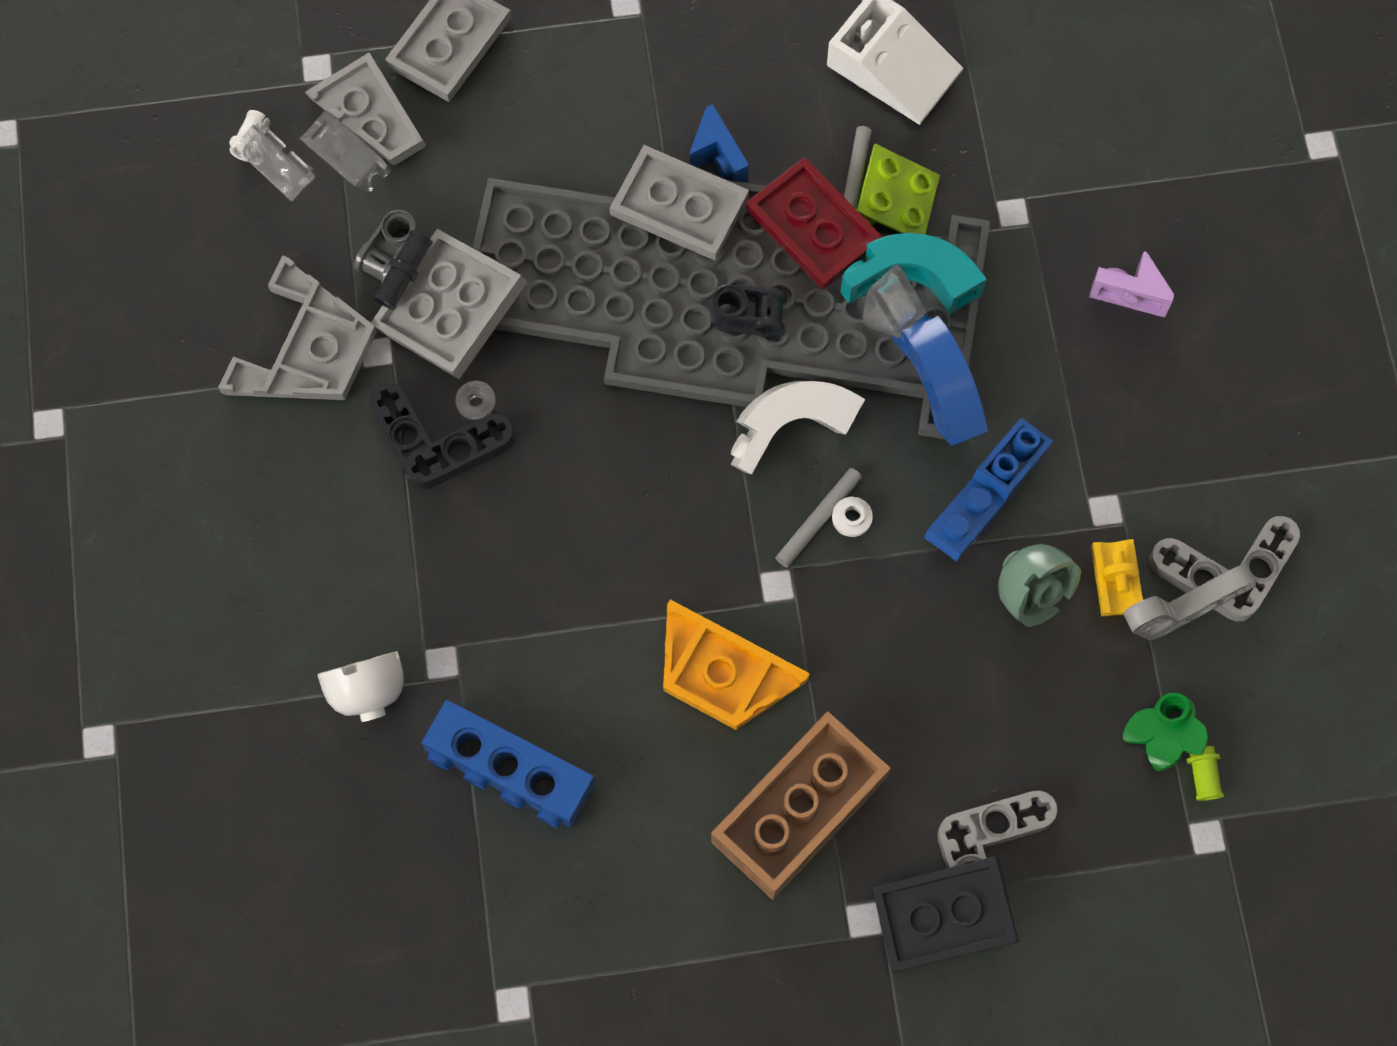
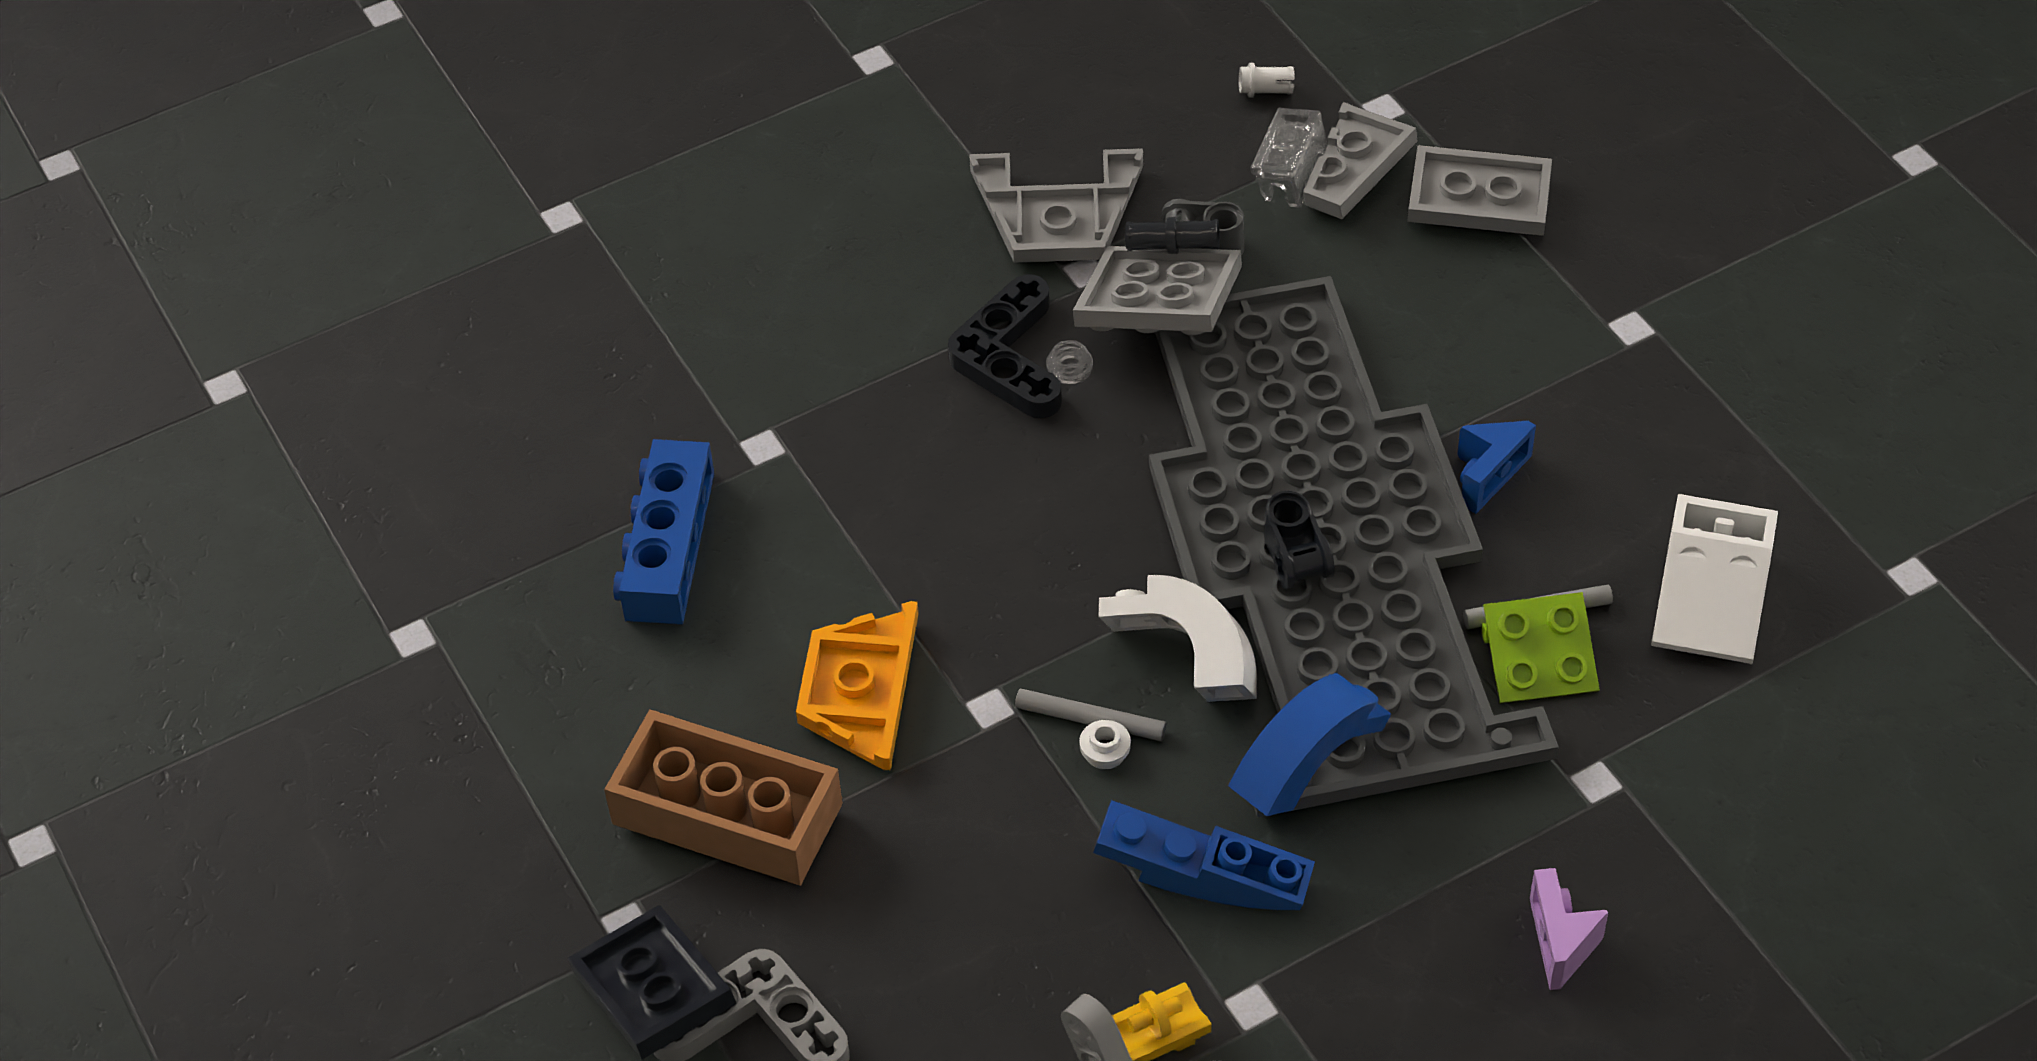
camera: 70 degrees right, 20 degrees down
(265, 153) = (1250, 86): clear hinge -> none
(364, 686) = (698, 378): white cylinder -> none
(679, 202) = (1394, 438): light grey plate -> none
(812, 222) = (1442, 567): dark red plate -> none
(892, 304) = (1371, 650): clear slope -> none
(924, 260) = (1450, 666): teal arch -> none
(1036, 581) = (1103, 943): sand green cylinder -> none

